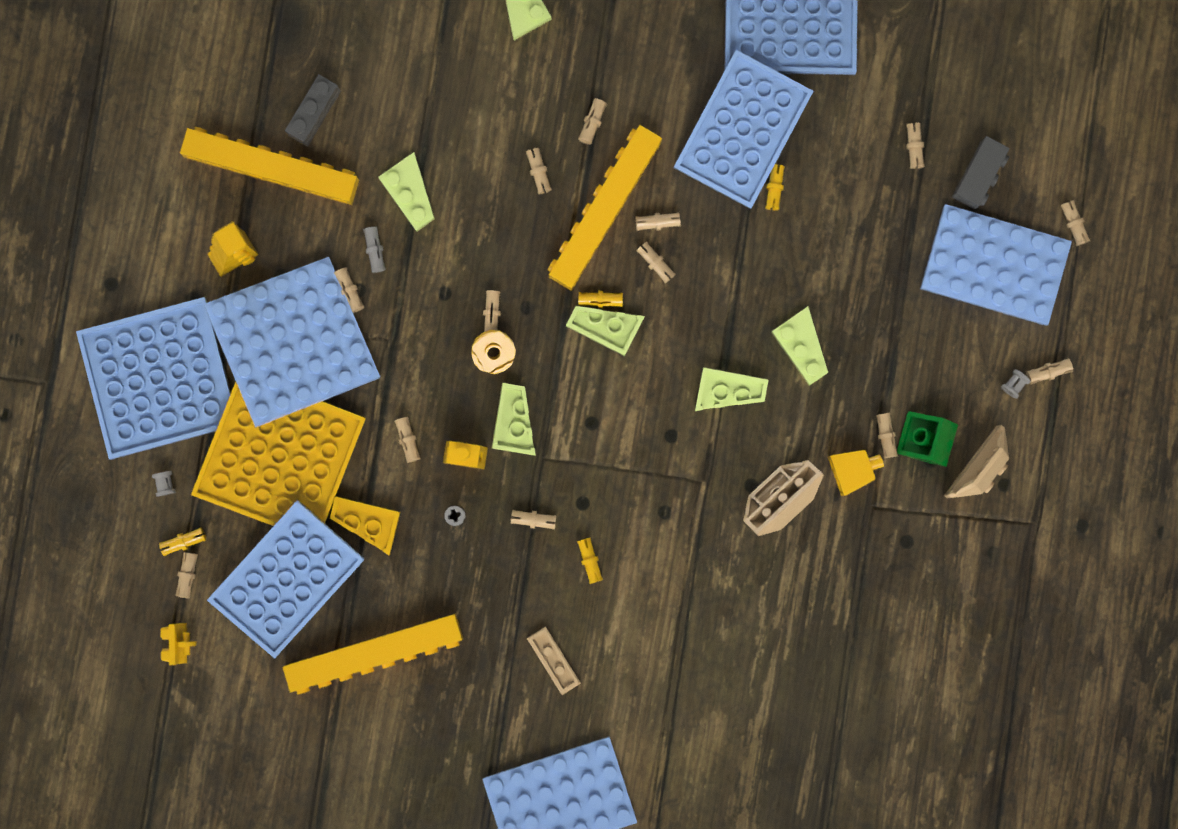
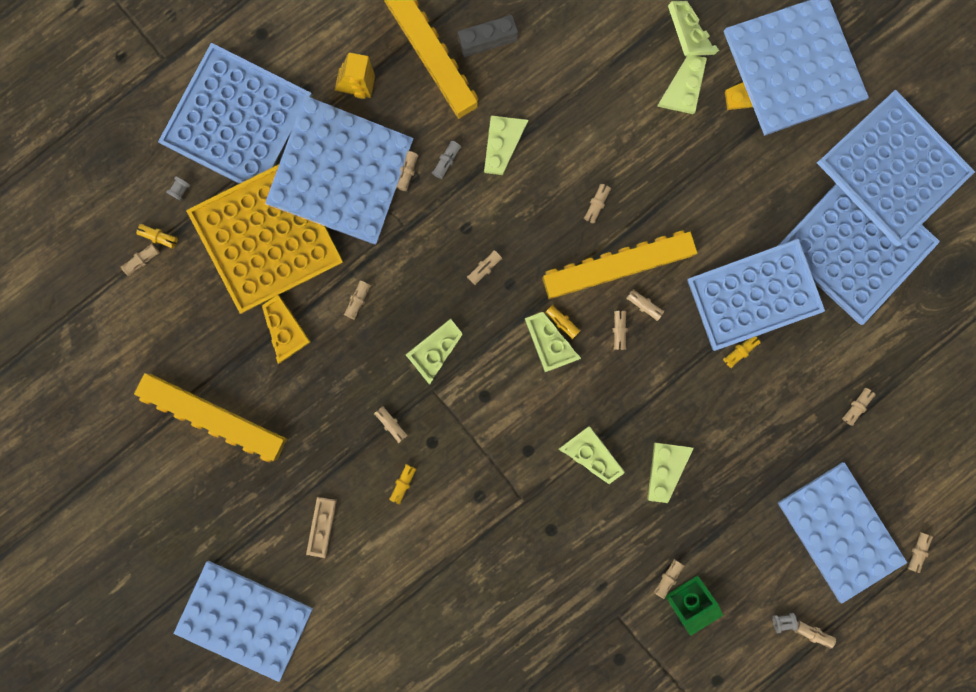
camera: 50 degrees right, 0 degrees up
(178, 643) = (94, 298): yellow hips -> none
(285, 579) = (198, 319): light blue plate -> none
(448, 512) = (337, 379): light grey bush -> none
(465, 454) = (384, 343): yellow torso -> none
(491, 339) = (467, 283): yellow tile -> none
(592, 121) = (661, 202): tan pin -> none
(782, 497) = (564, 557): tan wedge -> none
(854, 470) = (627, 582): yellow torso -> none
(981, 173) = (887, 464): dark grey brick -> none
(983, 467) = (714, 658): tan wedge -> none

